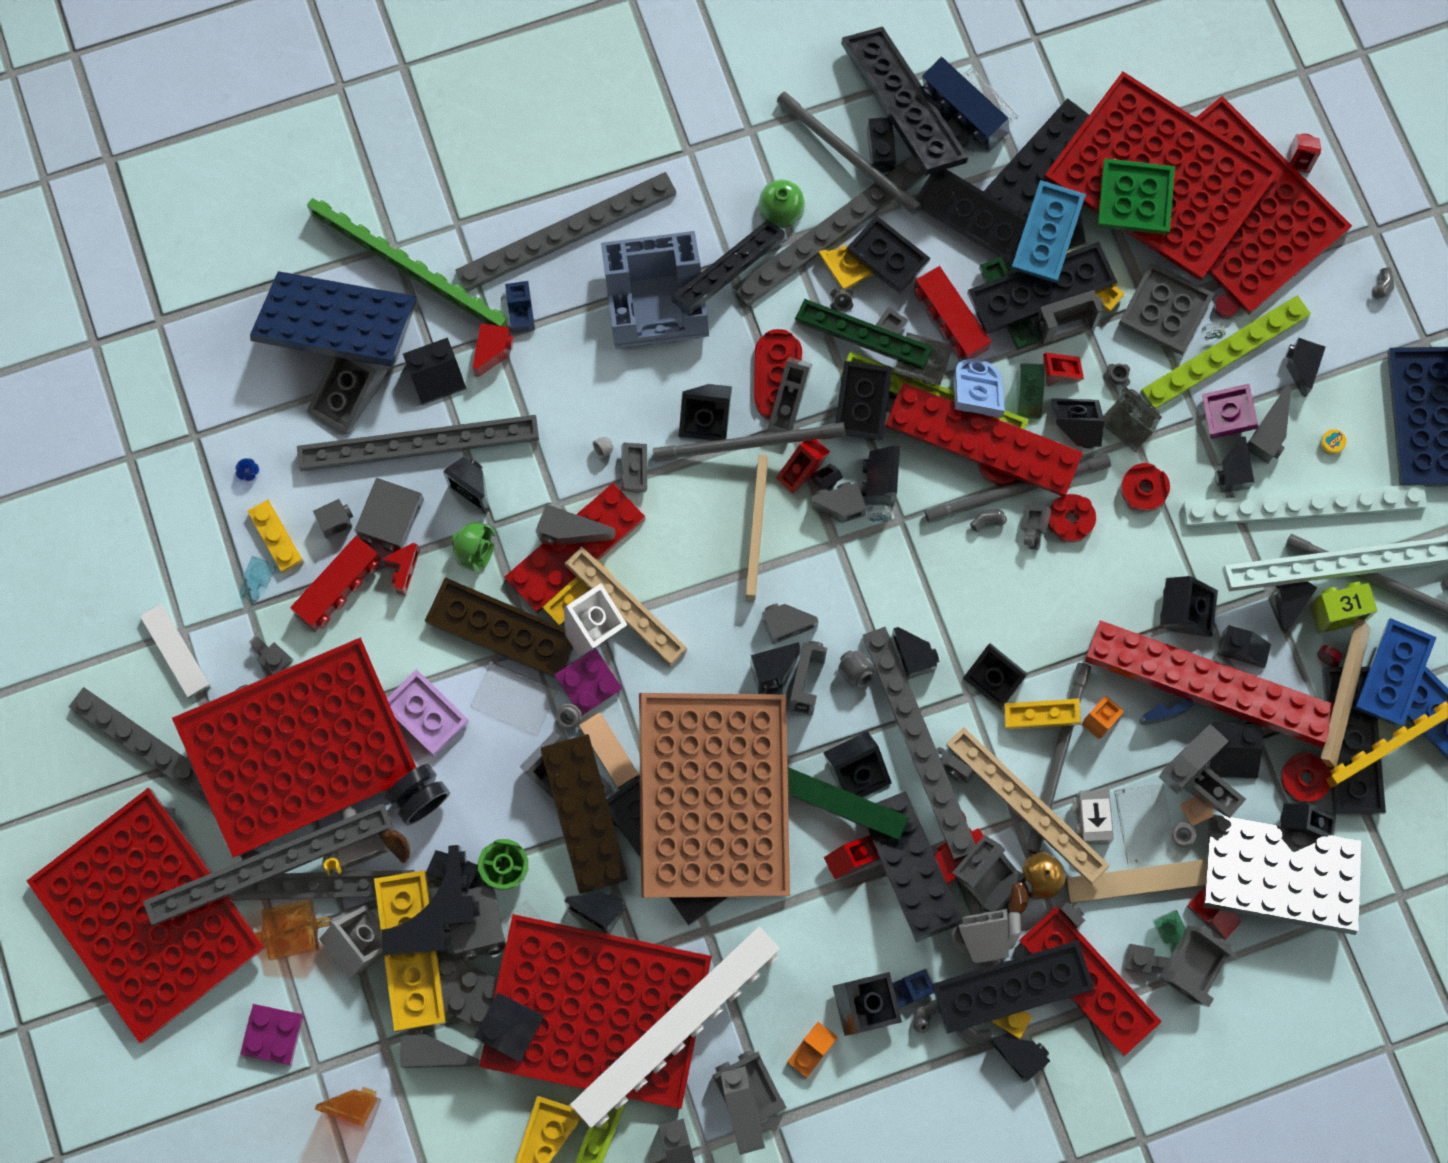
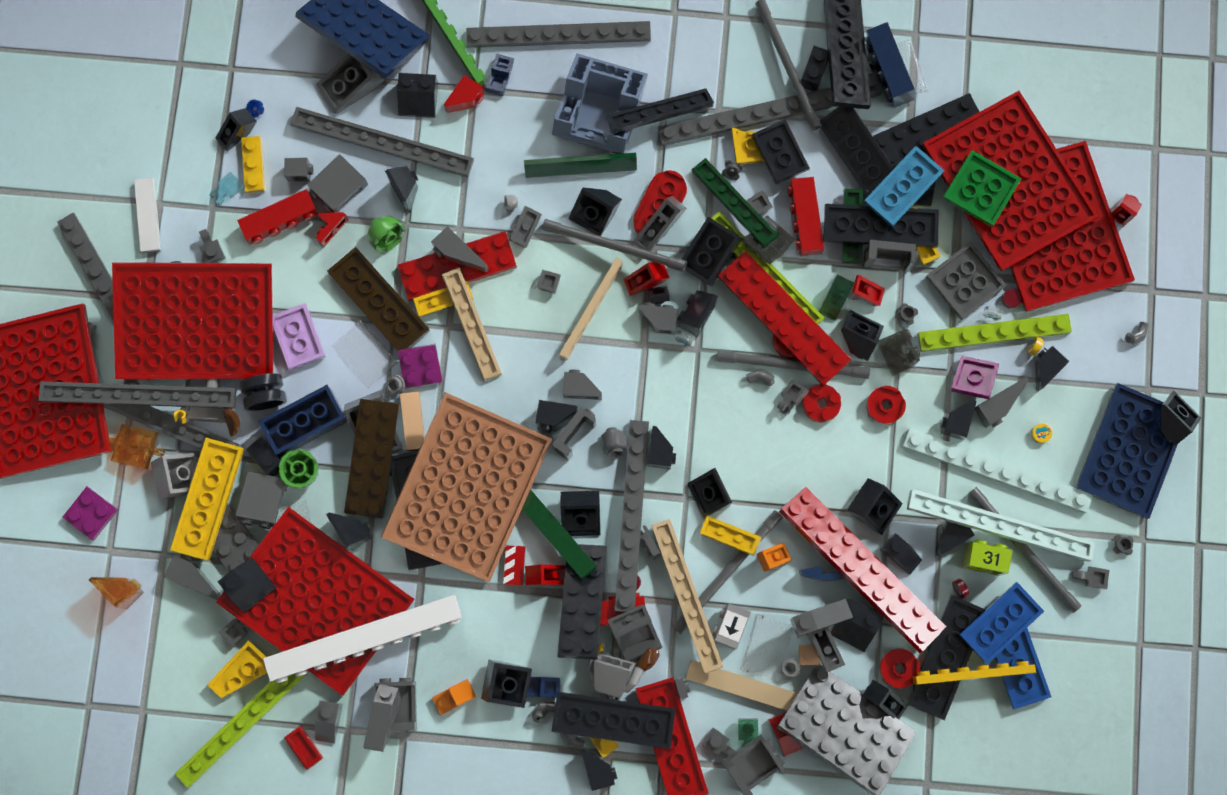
camera: 25 degrees right, 5 degrees up
(235, 500) = (236, 126): none -> black slope
(449, 906) = (247, 481): black arch -> none
(481, 806) = (303, 421): none -> dark blue brick
(515, 1094) = (234, 632): none -> dark grey plate
(591, 619) = (441, 323): white slope -> none
(664, 368) = (580, 165): none -> dark green tile
(691, 518) = (548, 281): none -> dark grey plate
(781, 203) = (722, 80): bright green cylinder -> none
(809, 863) = (514, 565): none -> red tile
(976, 390) = (796, 280): light blue plate -> none
(1044, 885) = (667, 646): pearl gold piece -> none
(1278, 347) = (1035, 346): none -> yellow tile
(1345, 693) = (957, 621): tan tile -> none

